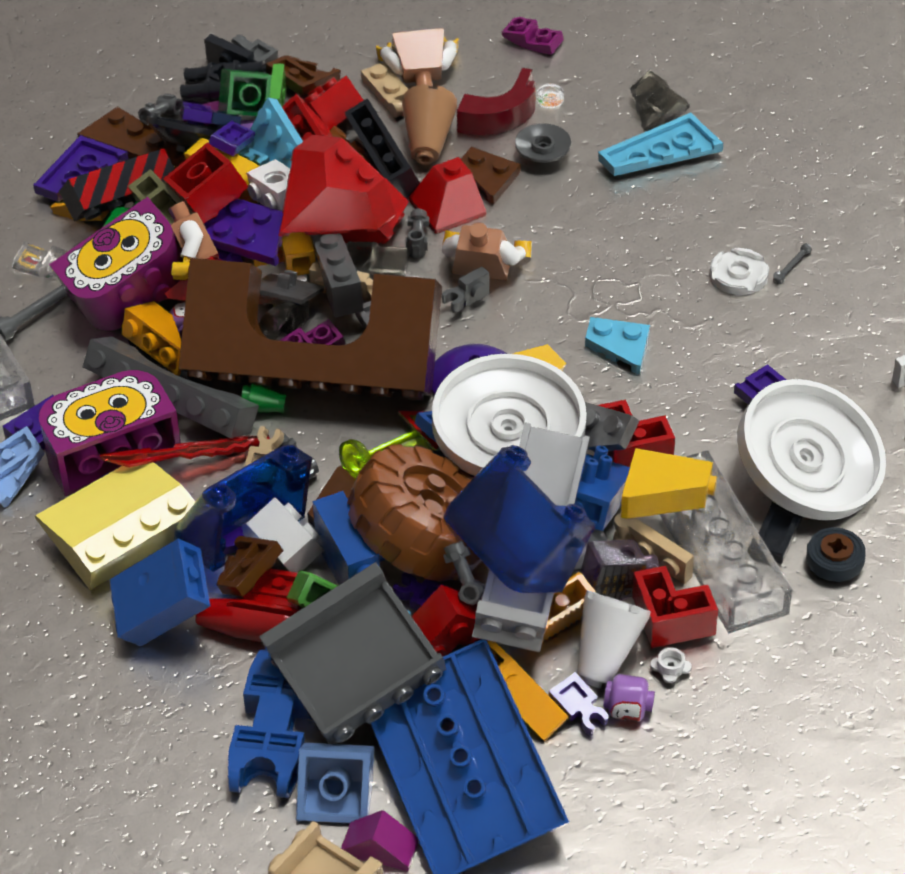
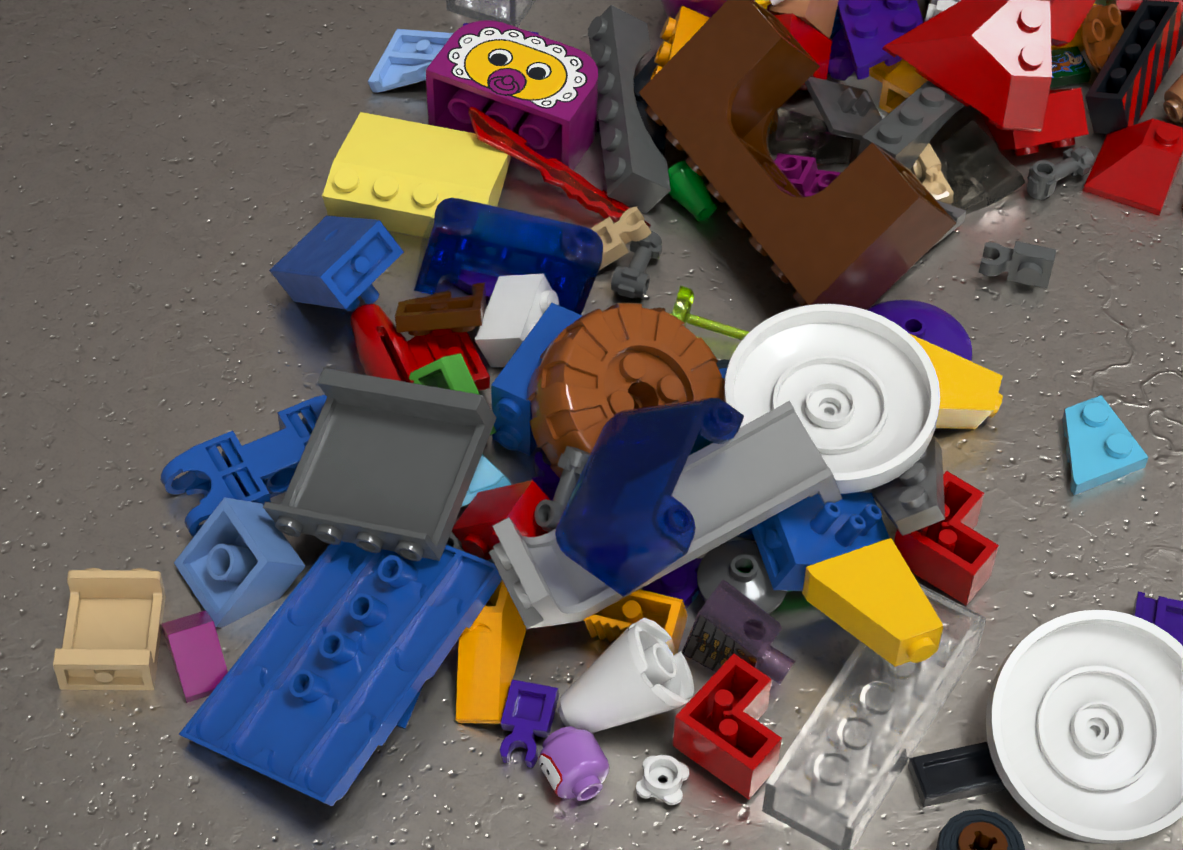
camera: 50 degrees right, 5 degrees up
(483, 247) = (1086, 243): nougat torso -> none
(675, 558) = (810, 655): tan plate -> none

